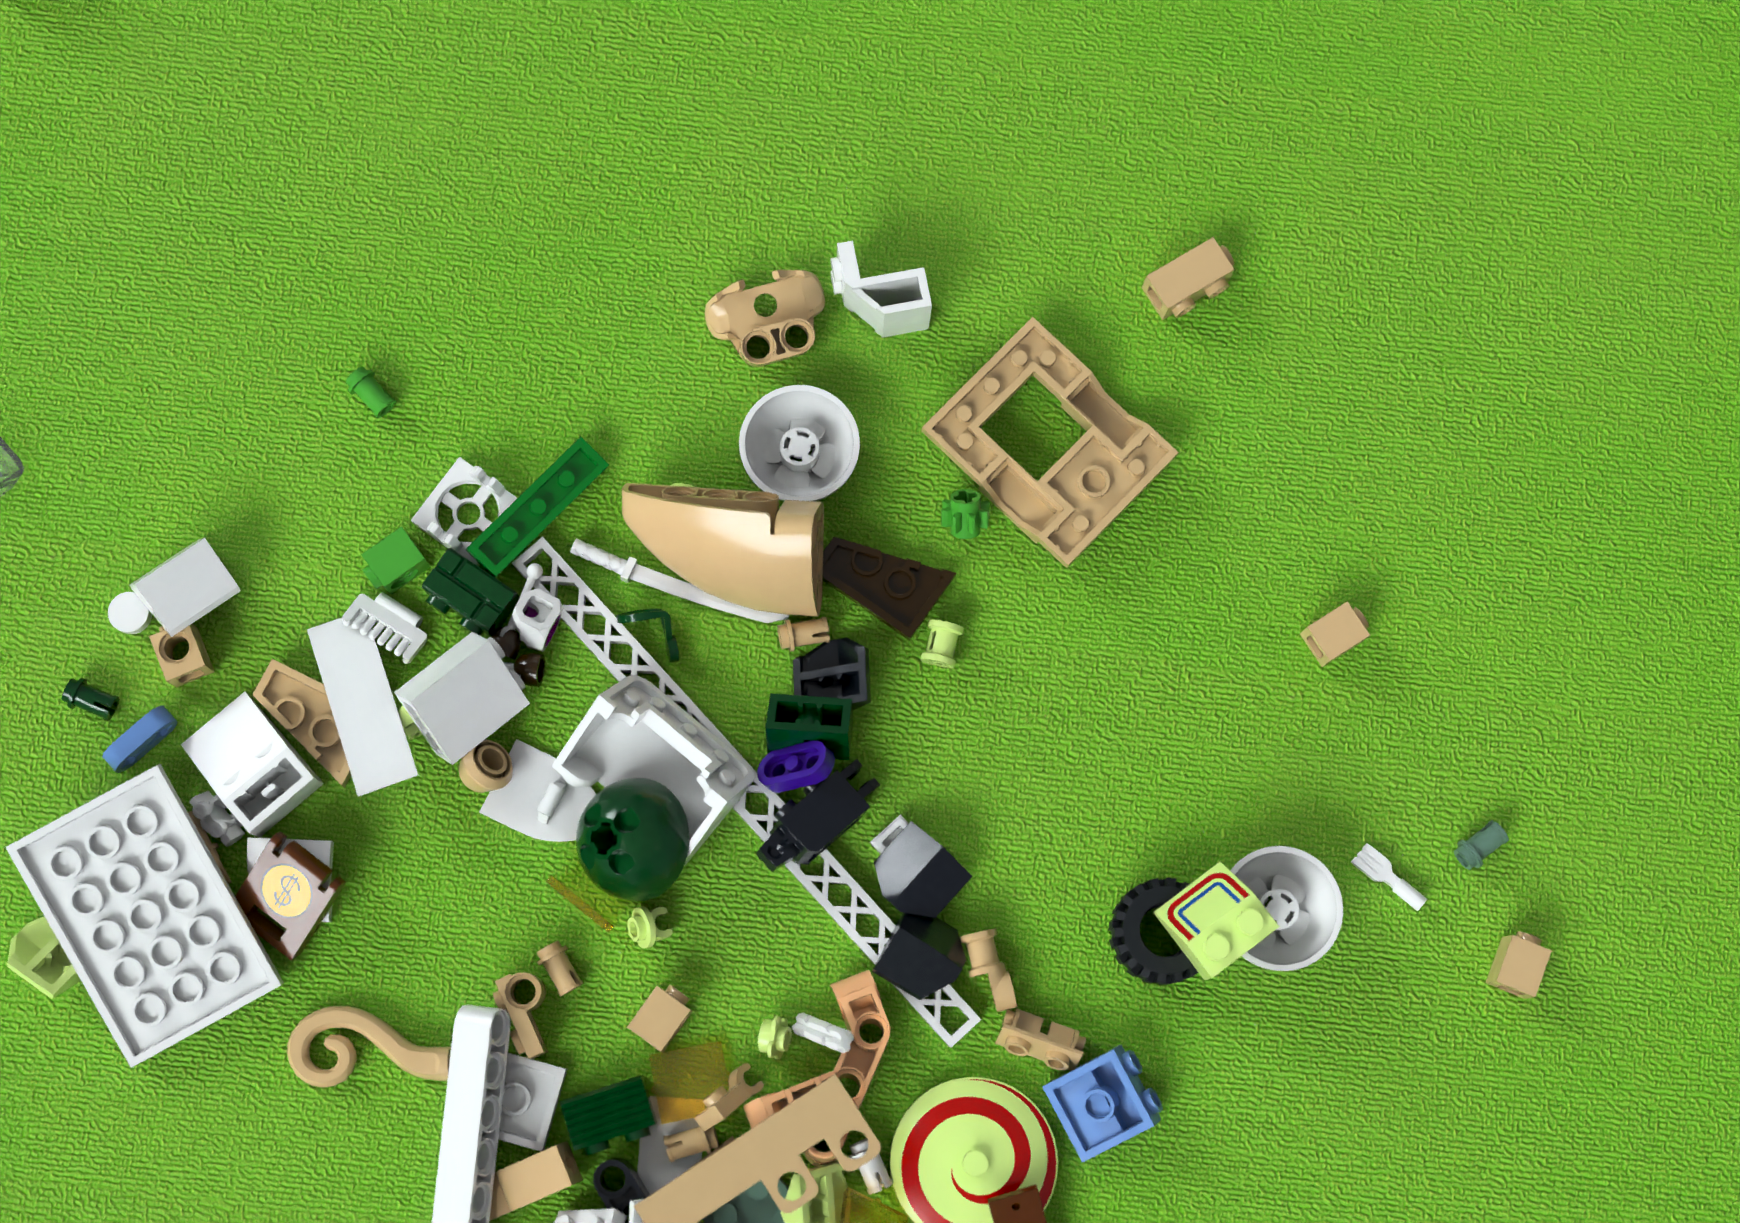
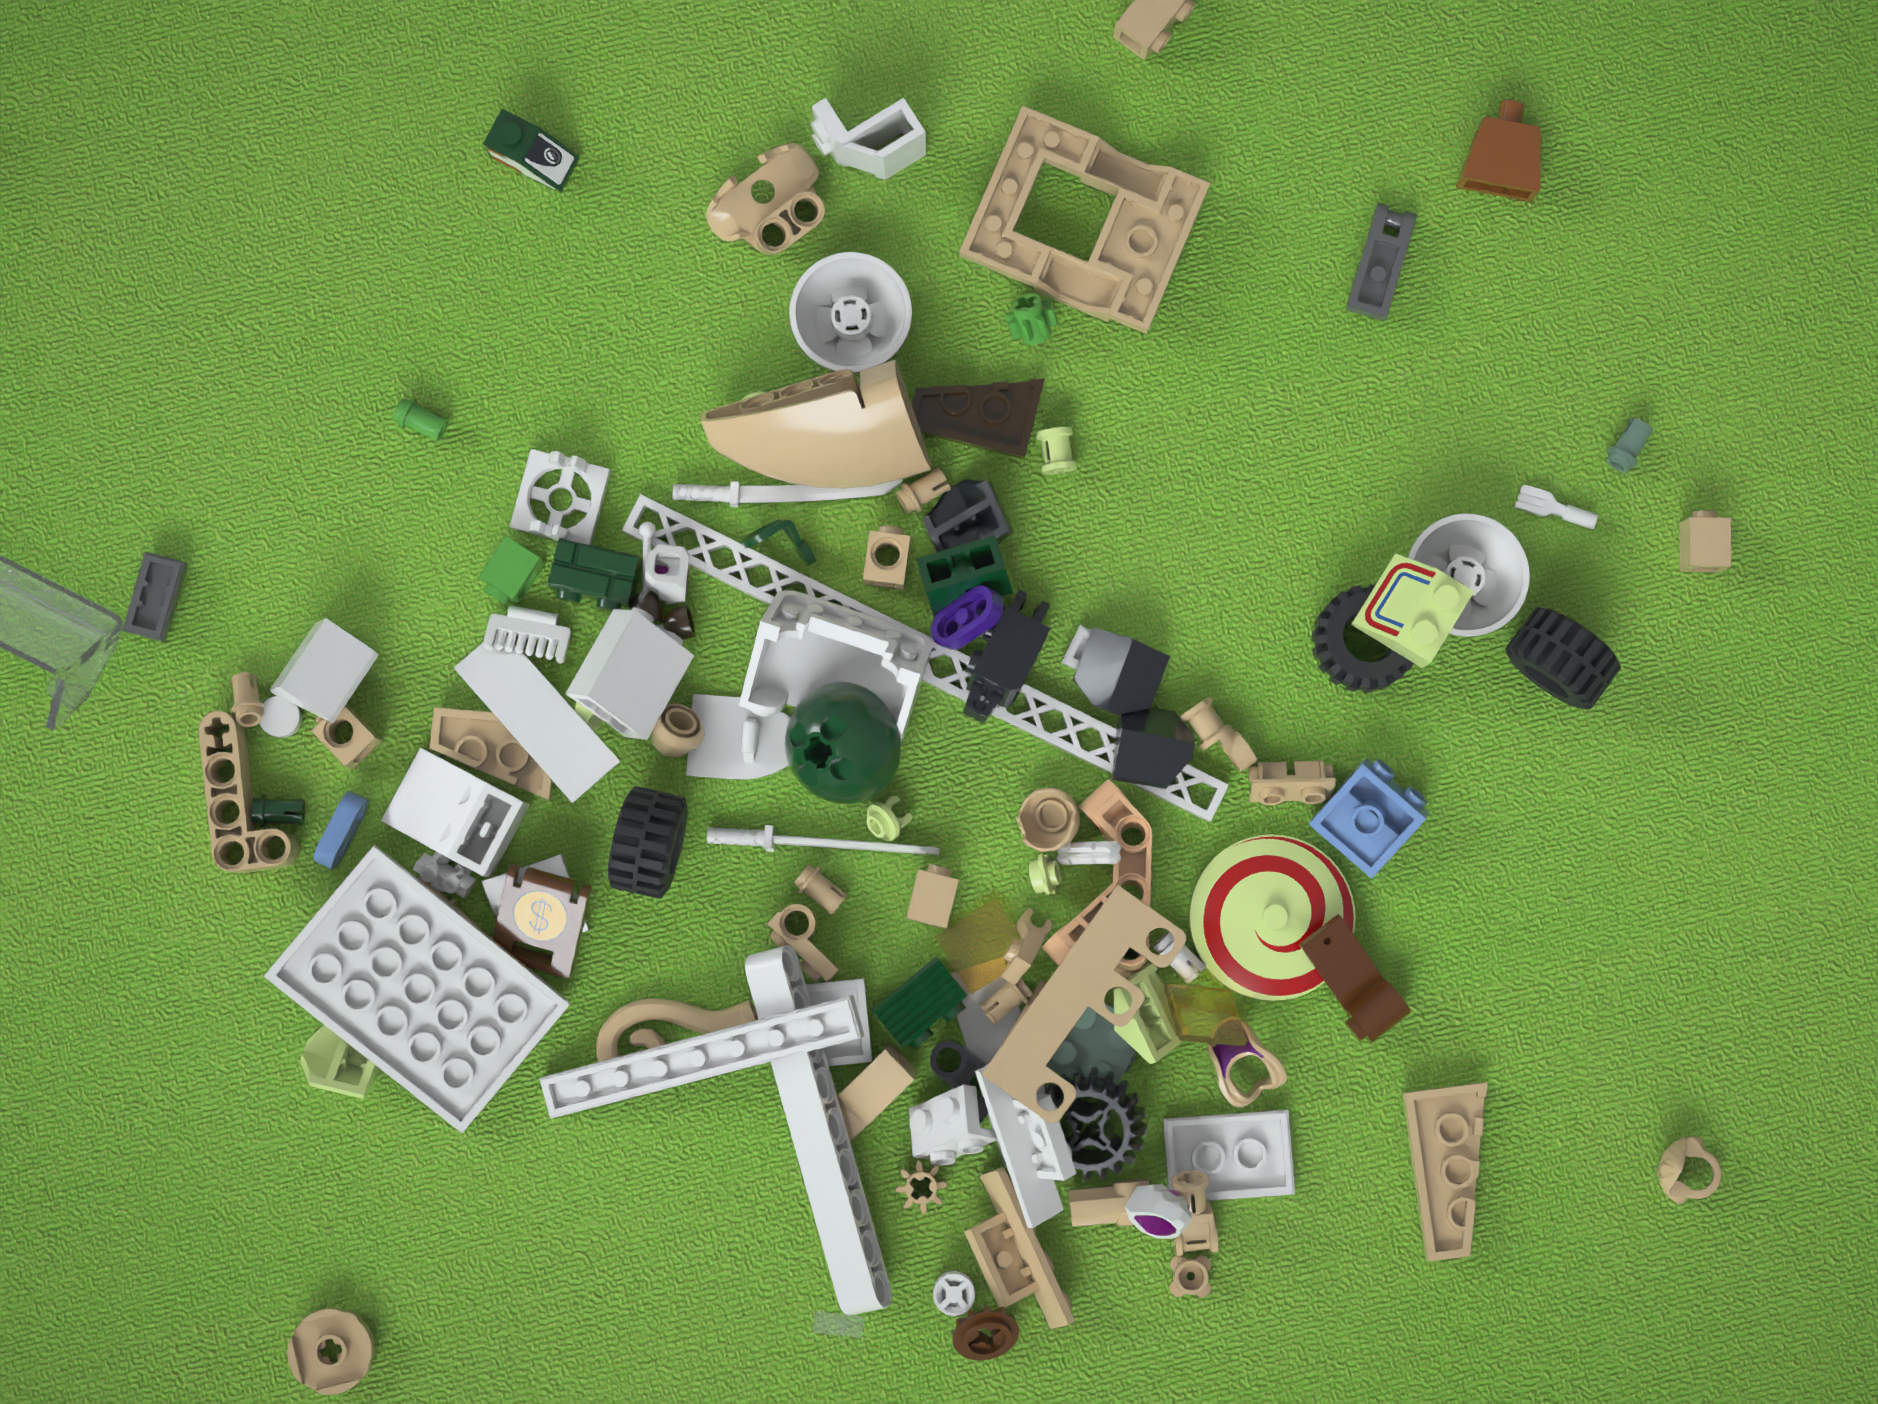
camera: 15 degrees left, 5 degrees up
(62, 460) = (155, 597): none -> dark grey plate
(62, 666) = (236, 790): none -> tan beam
(101, 592) = (246, 707): none -> tan pin
(383, 1084) = (702, 1056): none -> white tile
(413, 861) = (647, 842): none -> black tyre
(531, 901) = (768, 839): none -> white sword
(537, 507) = (625, 468): green plate -> none
(569, 189) = (530, 151): none -> slope
(585, 908) = (816, 822): clear yellow piece -> none
(740, 700) = (887, 576): none -> tan brick
(798, 986) = (1048, 819): none -> tan hair
(1310, 586) = (1380, 263): none -> dark grey plate
(1336, 633) = (1421, 298): tan brick -> none
(1342, 1022) = (1563, 658): none -> black tyre
(1462, 532) = (1504, 156): none -> dark orange torso

